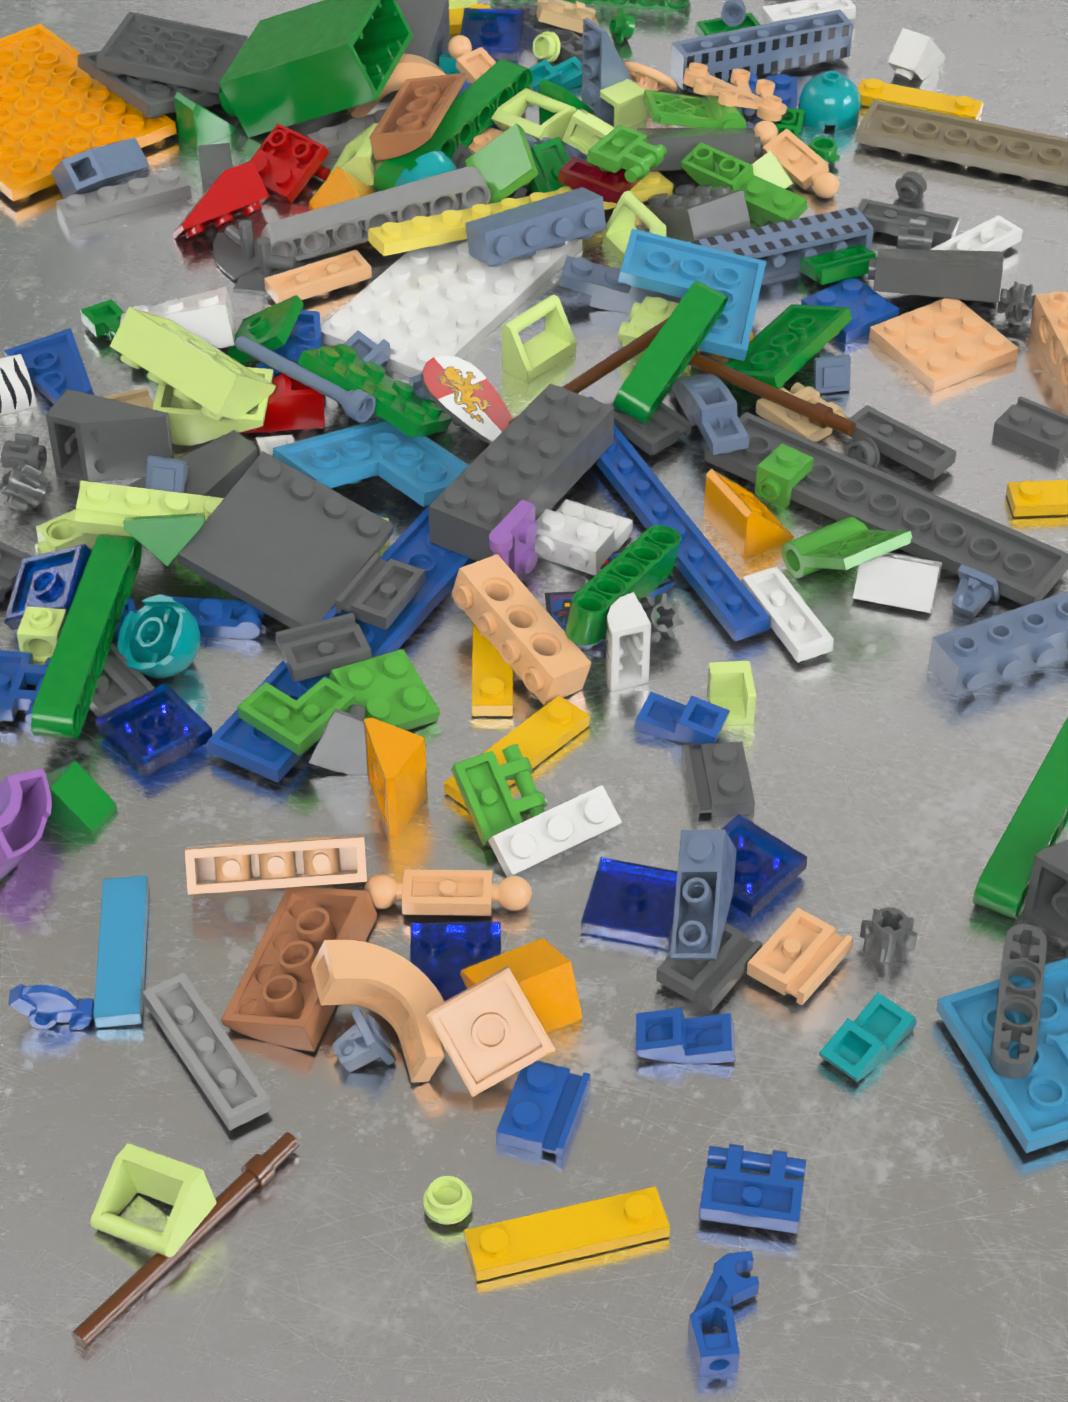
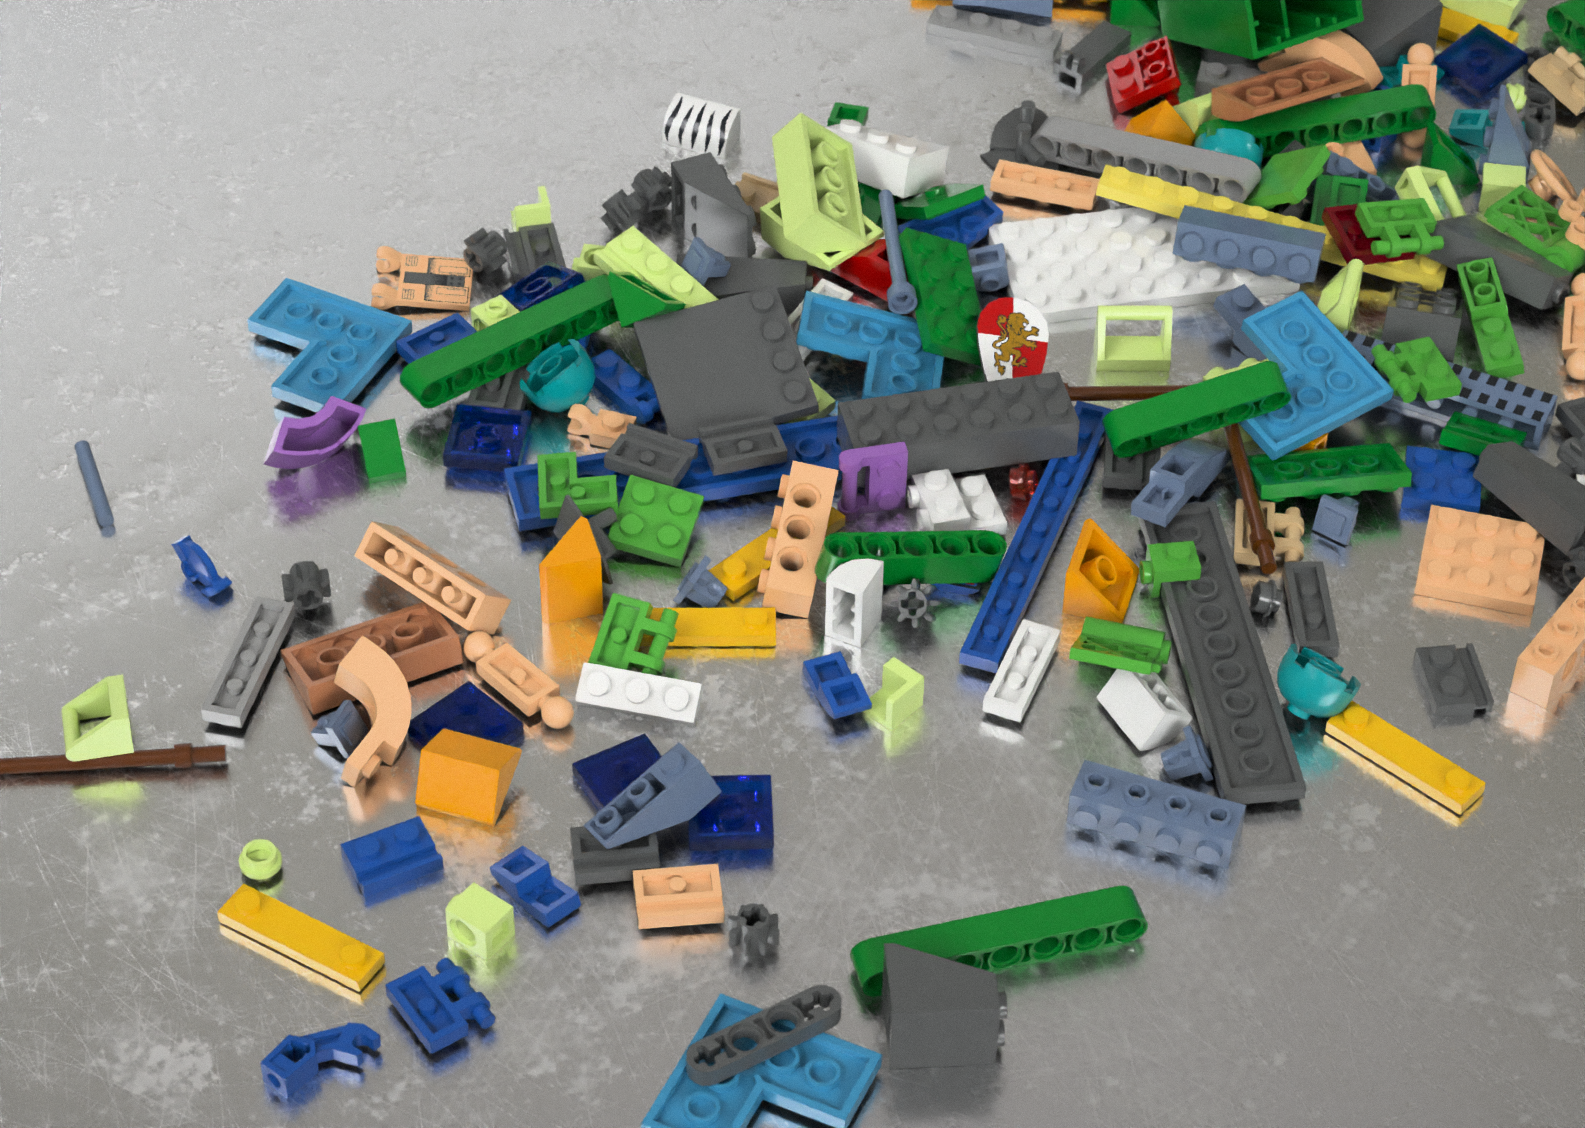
camera: 45 degrees right, 0 degrees up
(54, 364) = (754, 147): blue wing -> none
(121, 952) = (264, 579): dark azure tile -> none
(172, 949) = (306, 585): none -> dark grey gear
(231, 193) = (1061, 74): red slope -> none
(235, 656) = (602, 429): none -> light nougat plate
(482, 719) = (701, 586): none -> sand blue brick
(490, 1031) = (402, 776): light nougat plate -> none
(512, 111) = (1384, 140): yellowish green tile -> none
(601, 486) = (1023, 482): none -> clear red plate
(692, 1096) = (480, 921): none -> yellowish green brick
(718, 779) = (803, 746): dark grey plate -> none
(759, 239) = (1424, 370): none -> bright green plate
(771, 170) = (1538, 325): yellowish green panel -> none
(869, 1038) = (636, 984): teal slope -> none
(986, 485) = (1314, 684): none -> teal cylinder

